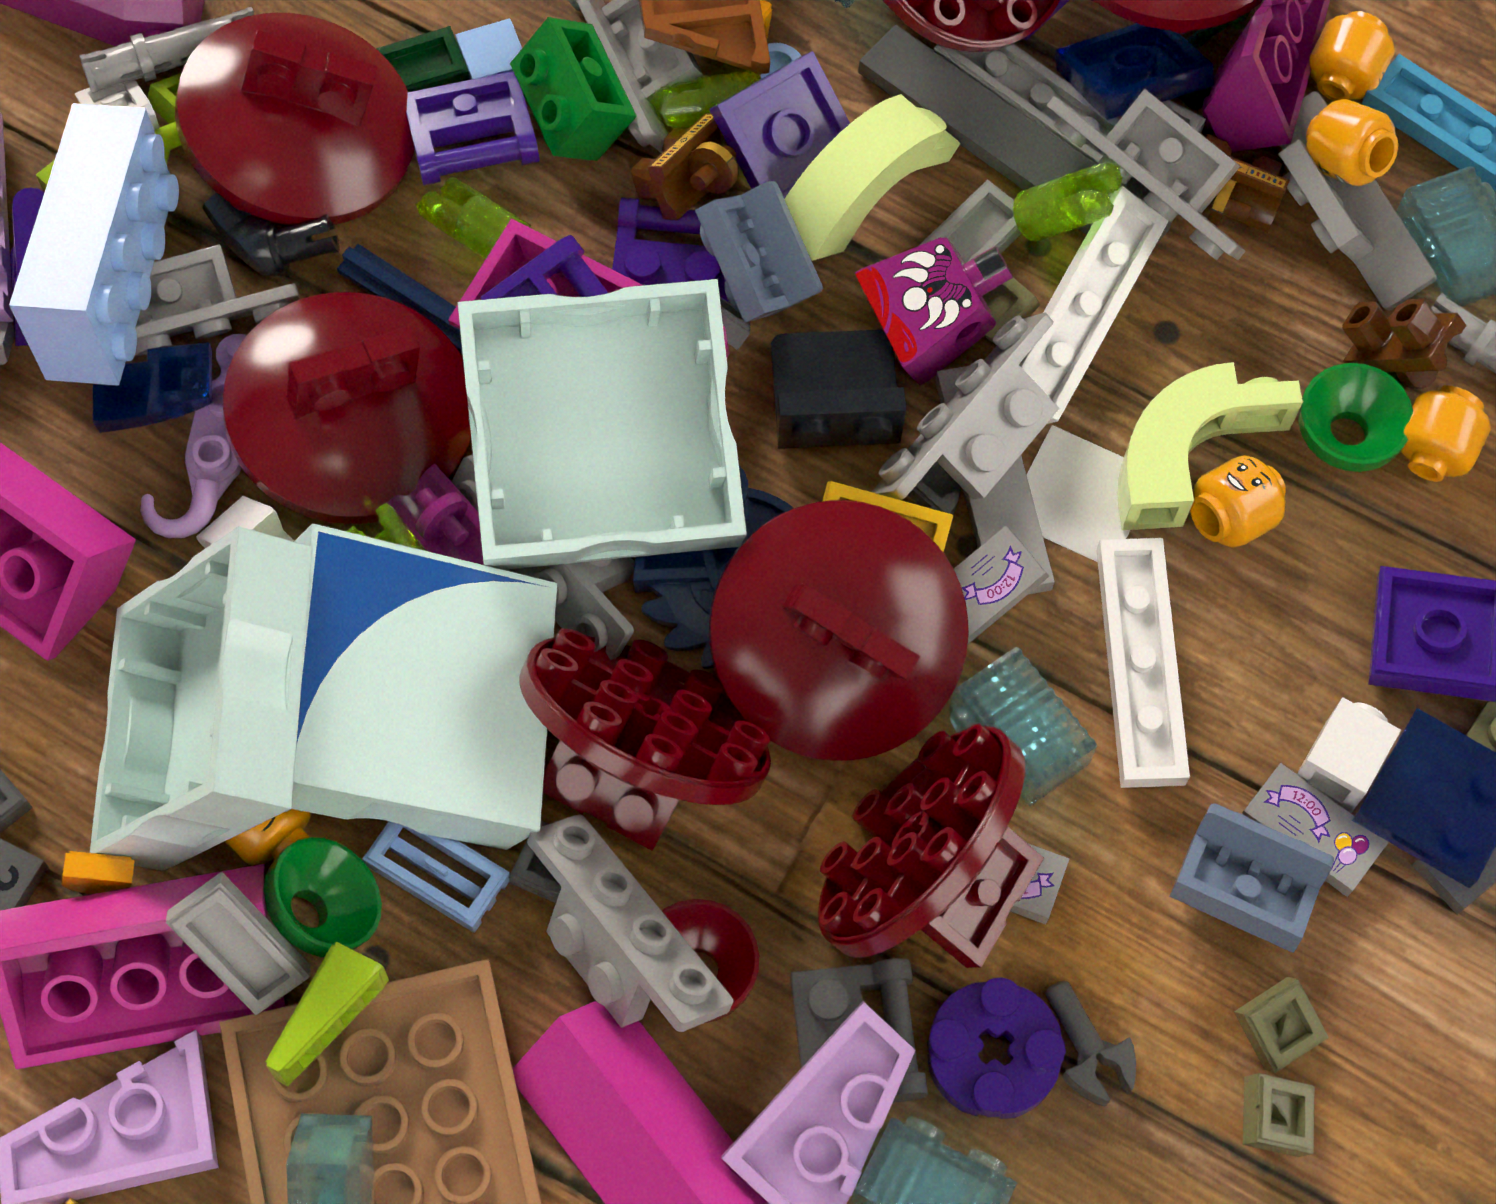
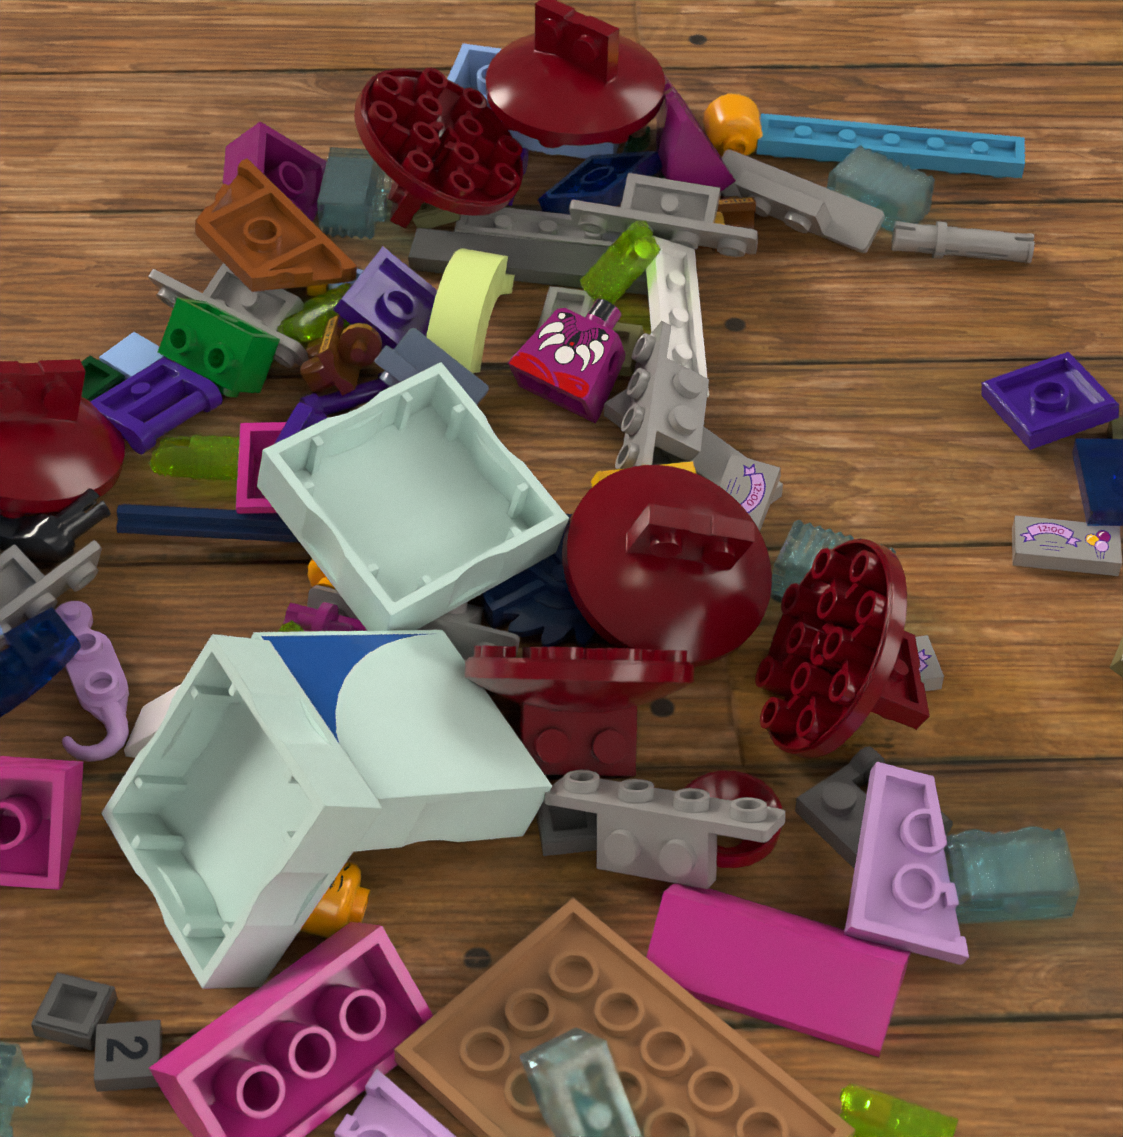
camera: 30 degrees left, 20 degrees down
(96, 872) = (214, 996): light orange tile -> none
(238, 943) = (380, 967): light grey tile -> none
(330, 1003) = (483, 965): lime slope -> none
(334, 884) = (416, 921): green piece -> none
(345, 405) = (174, 585): dark red bracket -> none
(482, 898) = (481, 878): light blue tile -> none
(836, 389) = (556, 440): black bracket -> none
(991, 1088) = (979, 749): dark purple plate -> none
(1076, 492) = (761, 432): white sticker -> none
(1090, 1047) = (1038, 743): dark grey bar -> none
(1142, 663) = (880, 503): white plate -> none
(1194, 408) = (793, 386): yellowish green arch -> none
(1238, 501) = (865, 383): light orange head -> none
(1252, 877) = (1053, 582): sand blue bracket -> none
(1349, 752) = (1053, 485): white brick -> none
(1352, 142) = (779, 155): light orange head -> none
(1365, 397) = (902, 299): green piece -> none
(1404, 343) = (896, 257): reddish brown hips -> none
(1445, 433) = (959, 290): light orange head -> none

